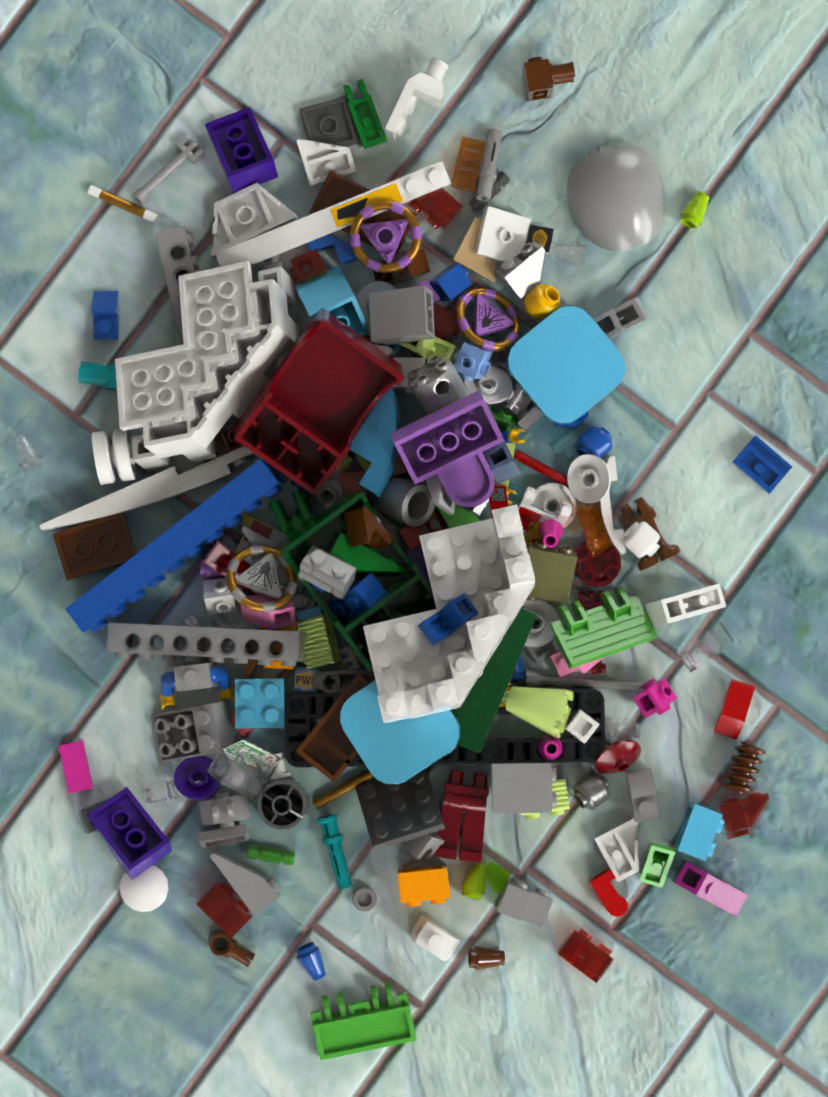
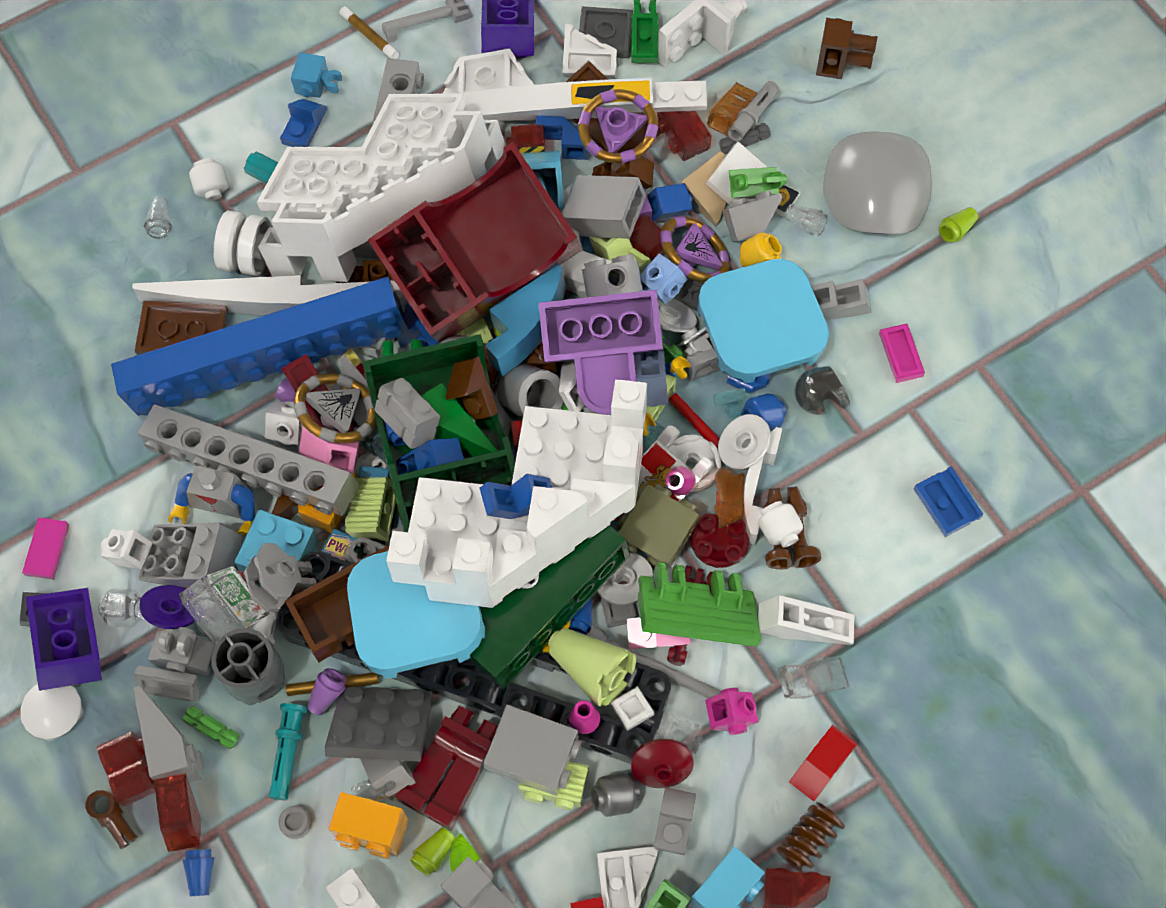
camera: 25 degrees right, 20 degrees down
(52, 402) = (208, 179): none -> white head
(94, 268) = (312, 74): none -> dark azure brick
(141, 746) = (118, 546): none -> white brick
(279, 732) = (278, 577): none -> light grey hinge
(281, 929) = (177, 813): none -> clear red slope
(347, 795) = (326, 690): none -> medium lavender cone
(515, 238) = (755, 180): none -> bright green hinge
(629, 406) = (819, 385): none -> clear smoke helmet
(685, 346) = (901, 353): none -> dark pink tile

